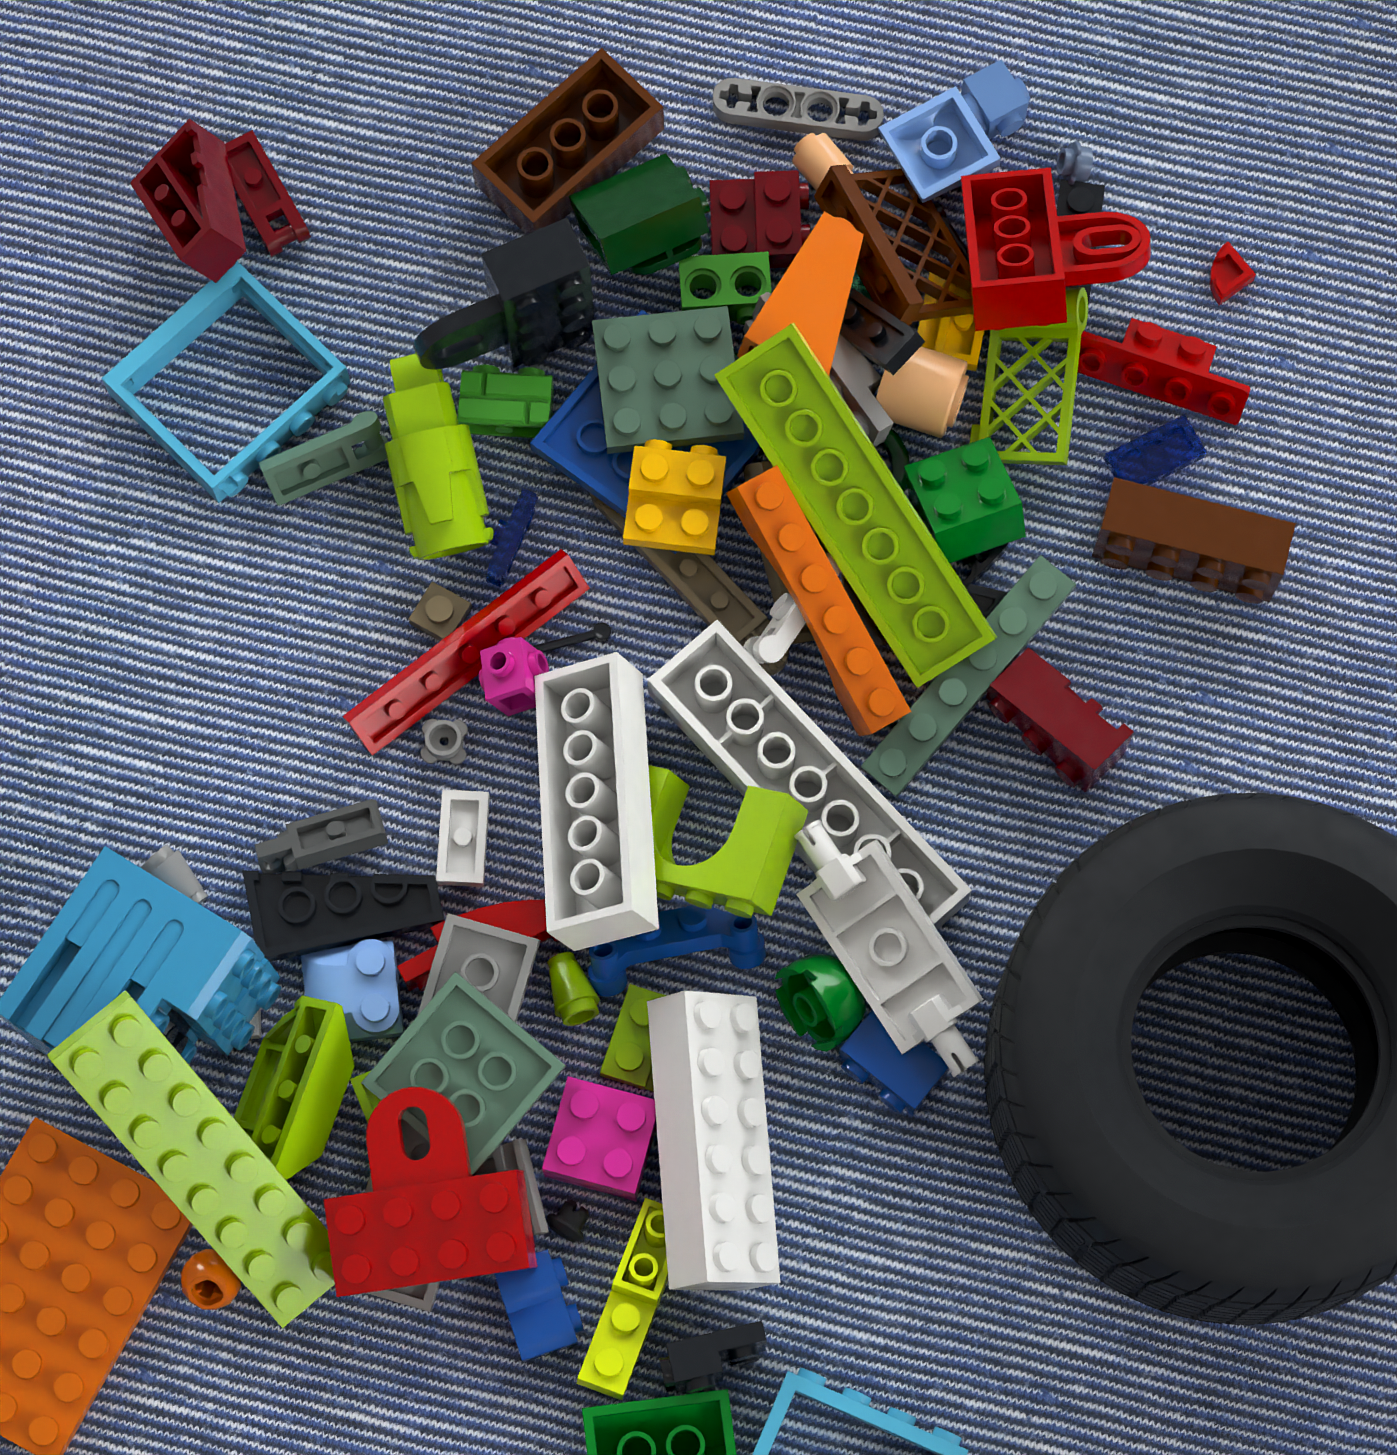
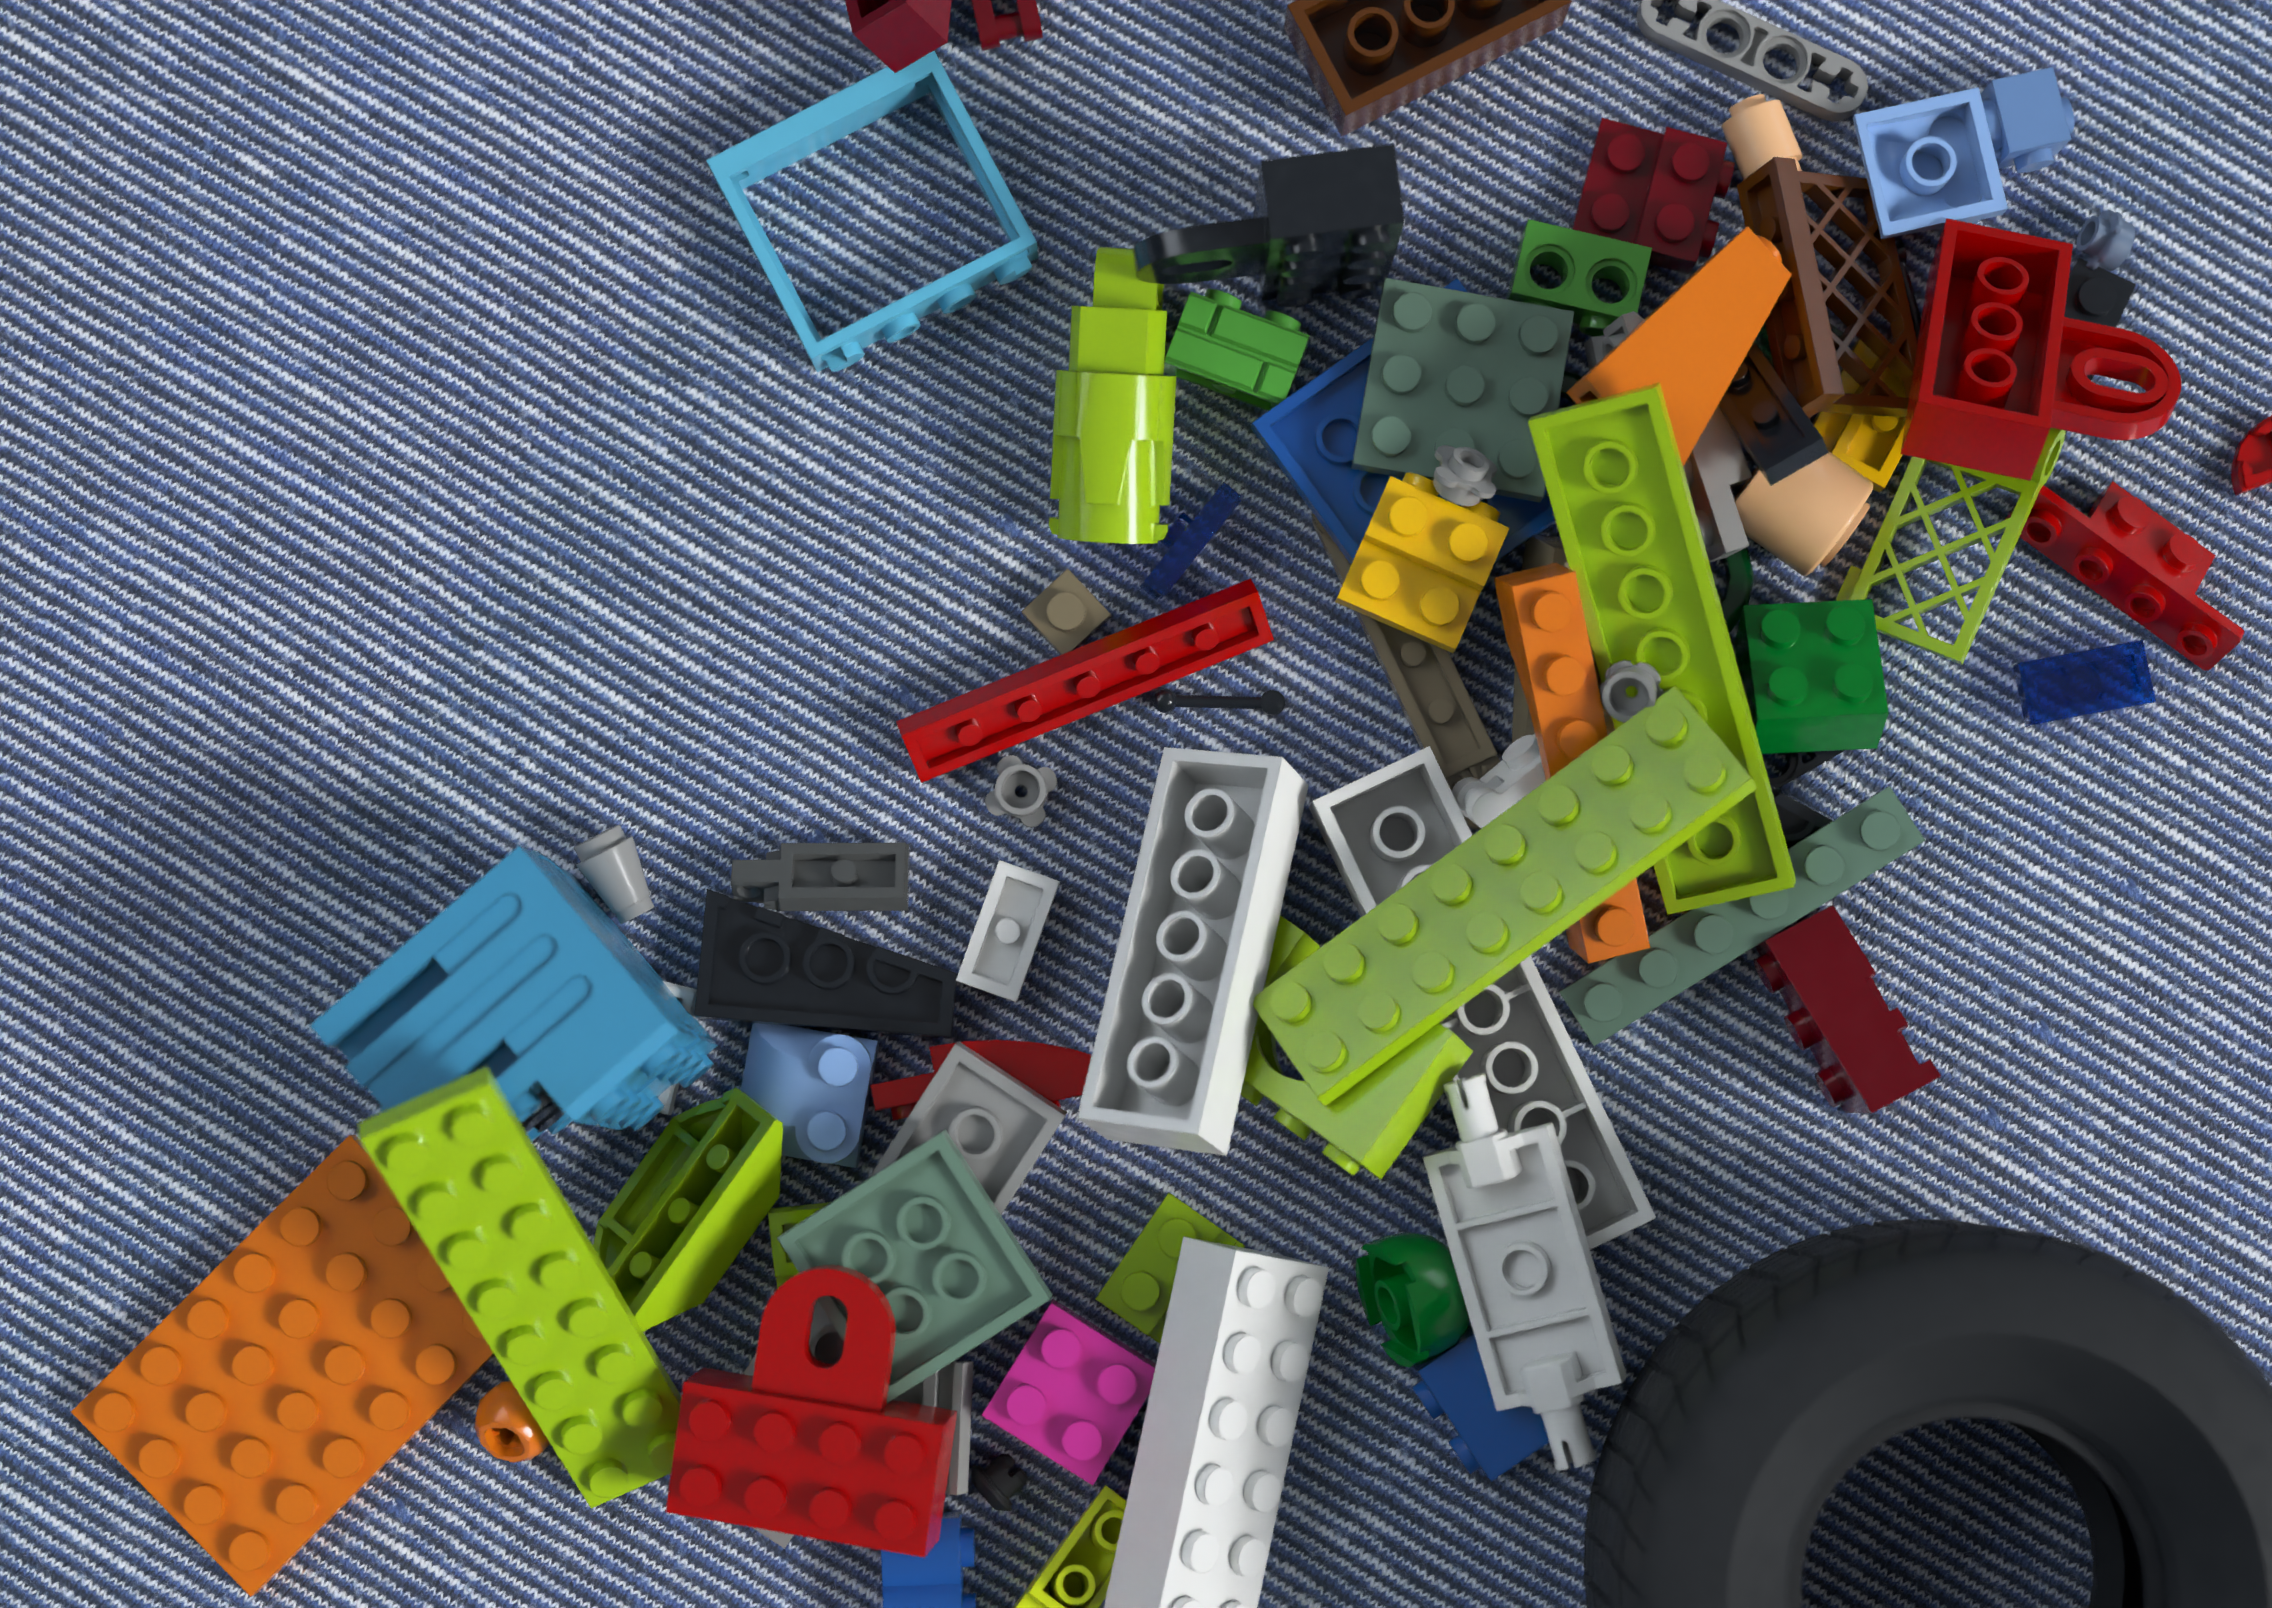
camera: 15 degrees right, 10 degrees up
(325, 458) = (975, 358): sand green plate -> none
(510, 673) = (1133, 731): dark pink brick -> none
(571, 990) = (1090, 1179): lime cone -> none
(643, 217) = (1497, 150): dark green brick -> none
(679, 933) = (1257, 1150): blue plate -> none
(684, 429) = (1464, 475): none -> light grey plate
(793, 695) = (1502, 894): none -> lime plate
(832, 545) = (1626, 674): none -> light grey plate
(1193, 541) = (2100, 825): reddish brown brick -> none

